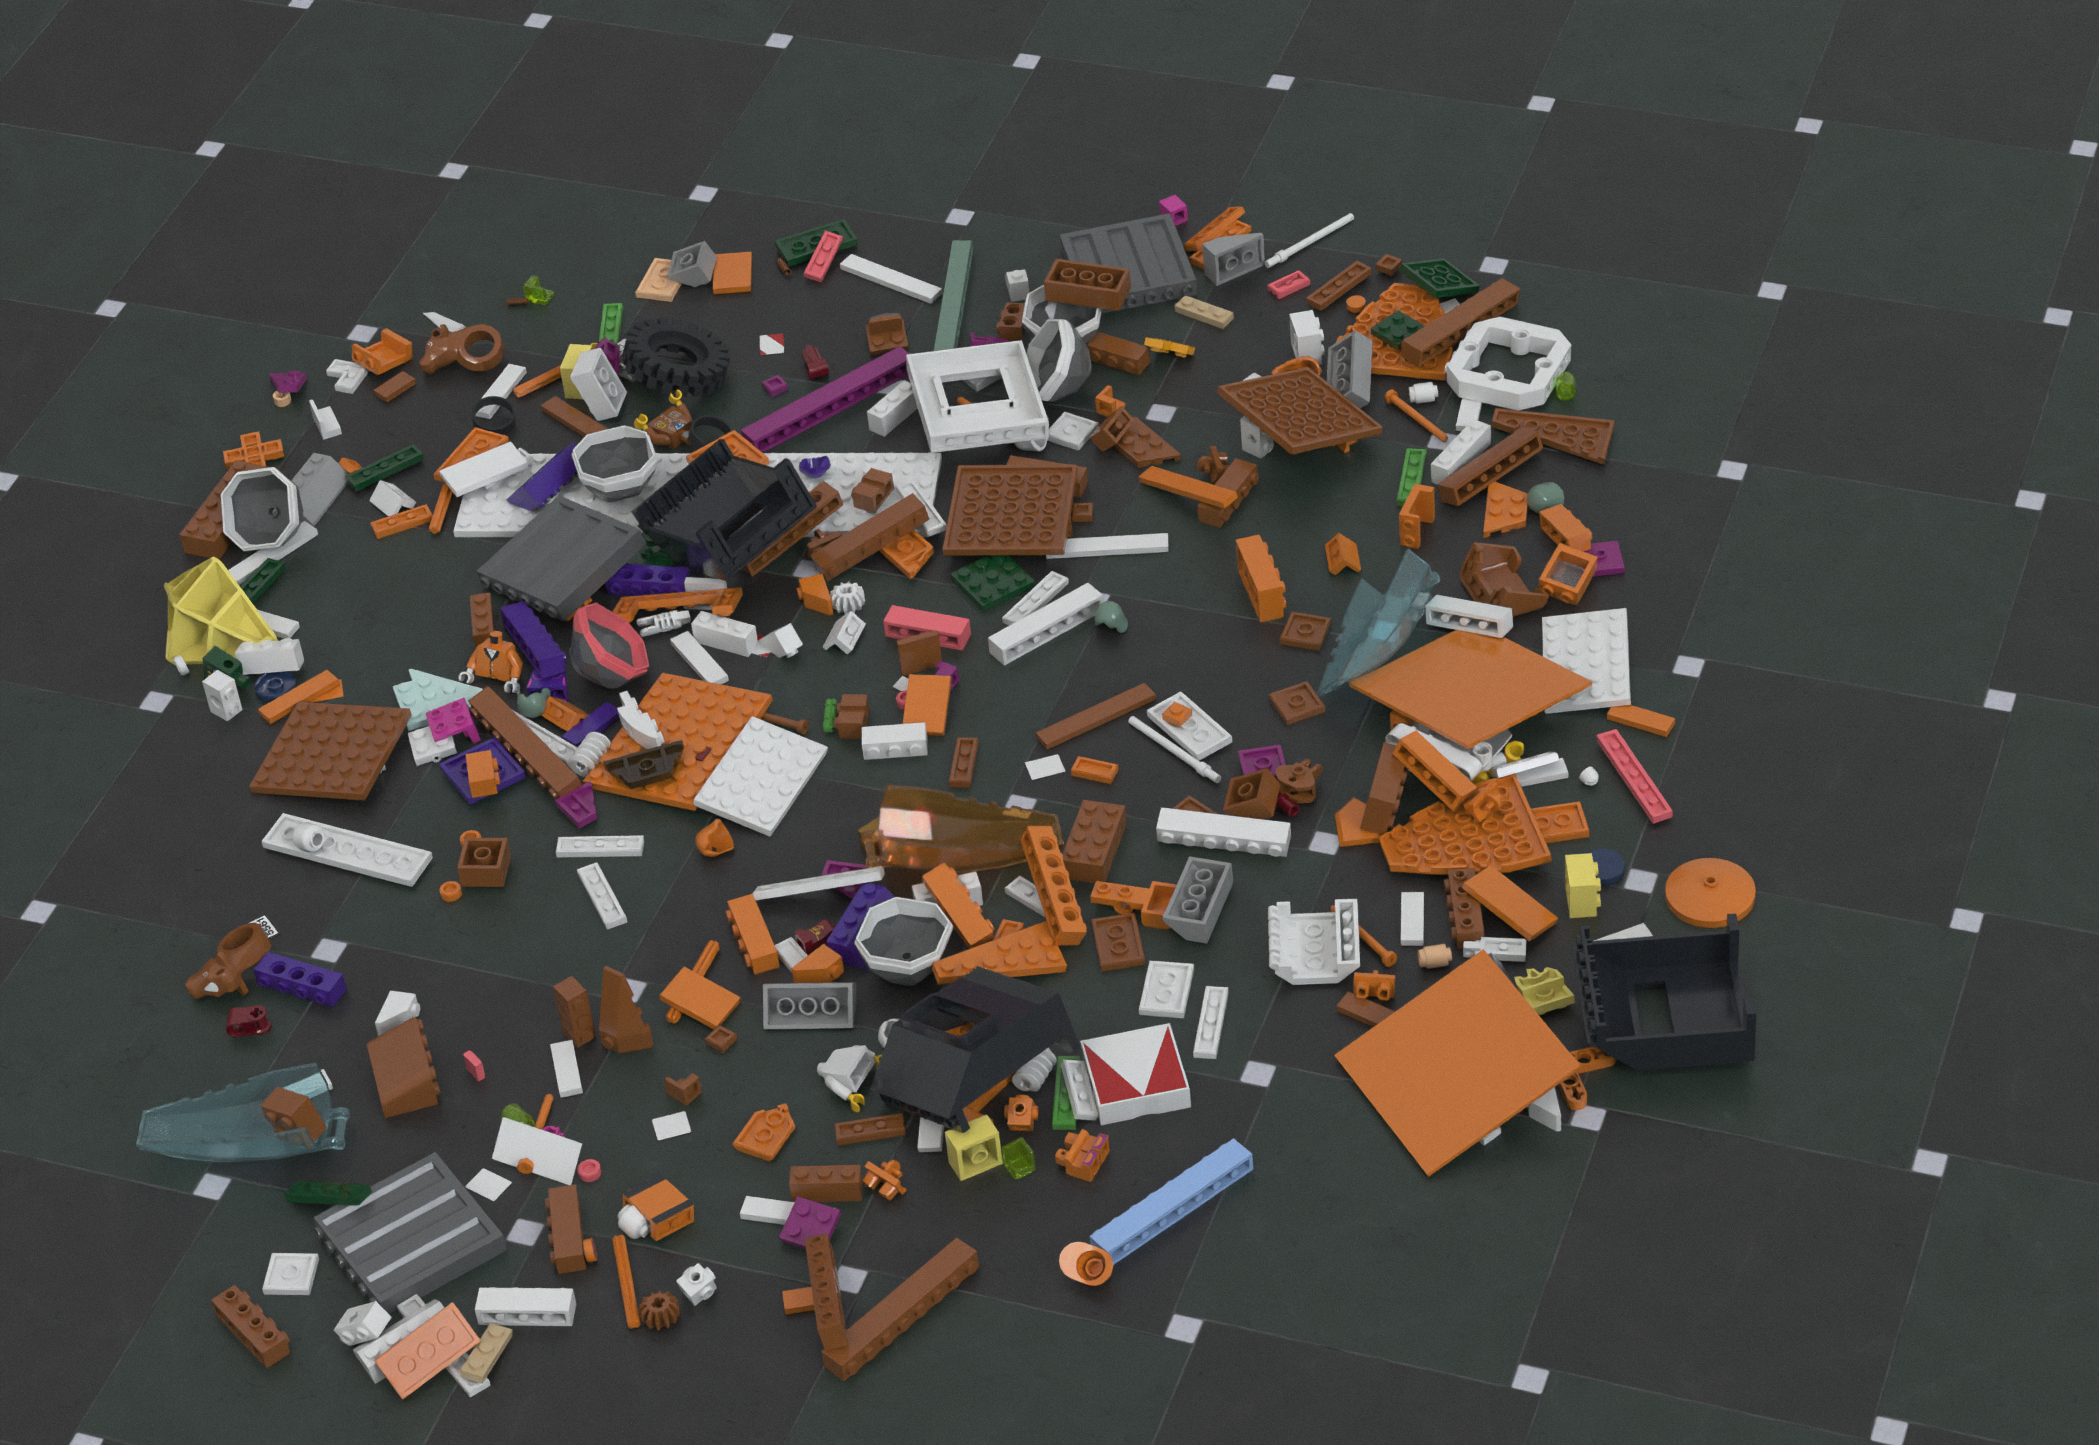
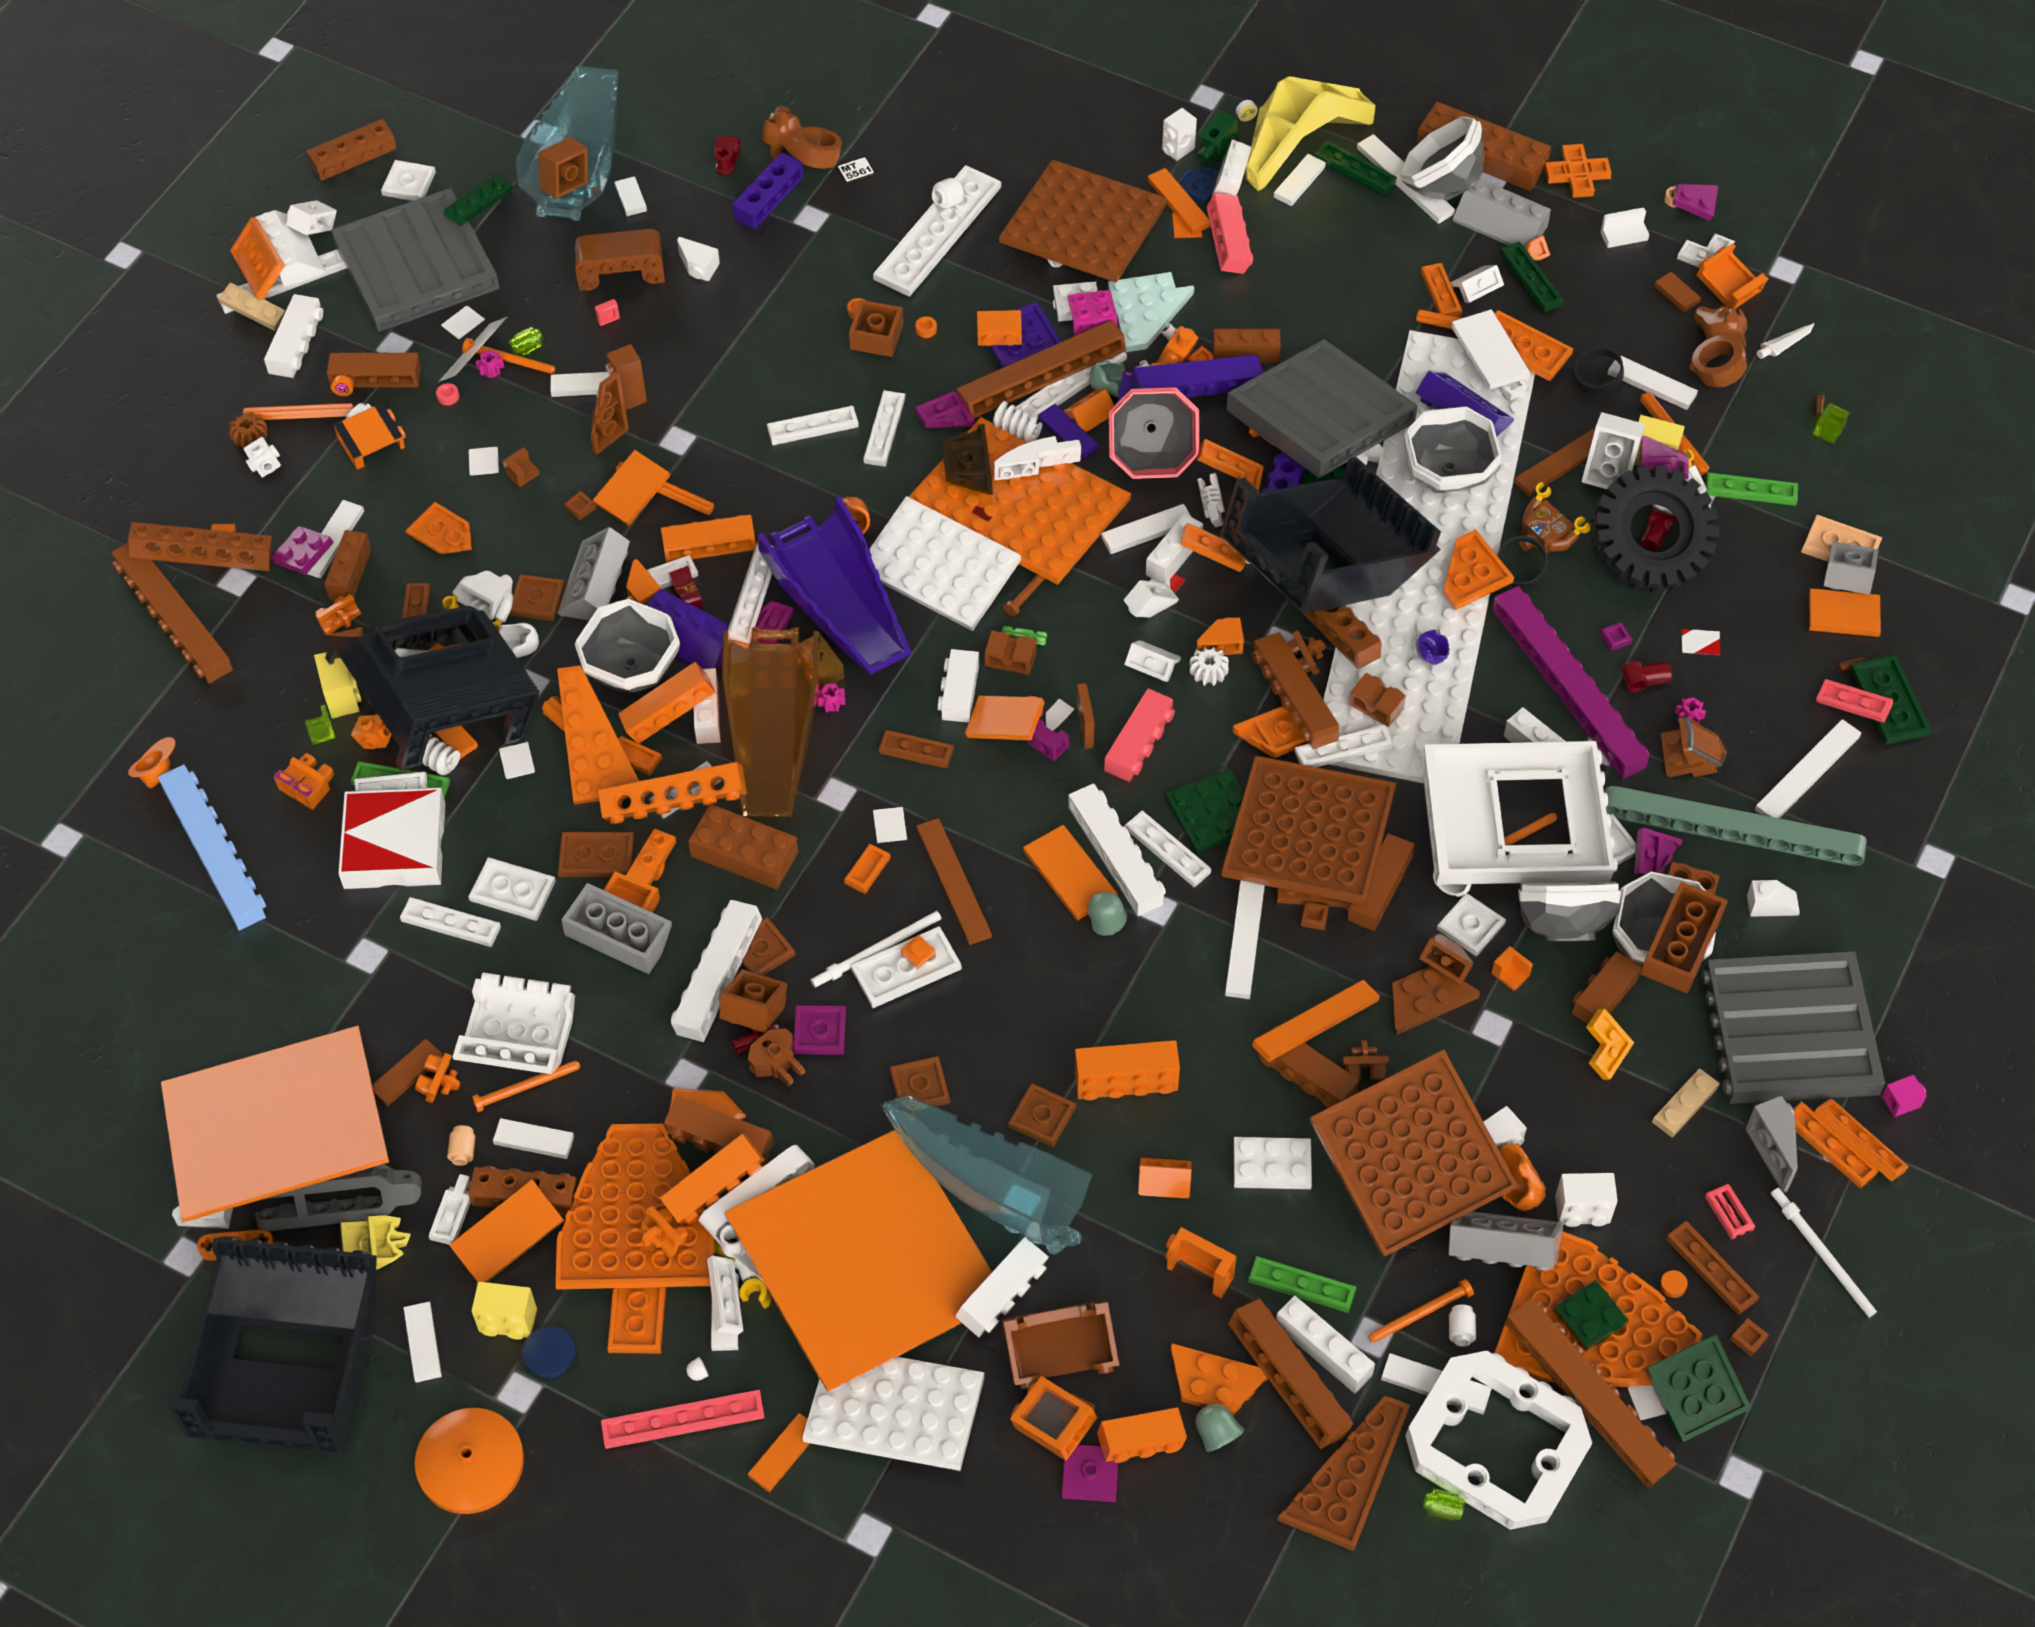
camera: 95 degrees right, 15 degrees up
(345, 651) = (1229, 233): none -> coral brick
(797, 825) = (838, 587): none -> dark purple windscreen
(832, 1038) = (537, 597): none -> dark orange tile
(847, 336) = (1691, 709): none -> dark pink gear
(1071, 650) = (1067, 870): none -> orange tile
(1313, 505) = (1272, 1163): none -> white plate

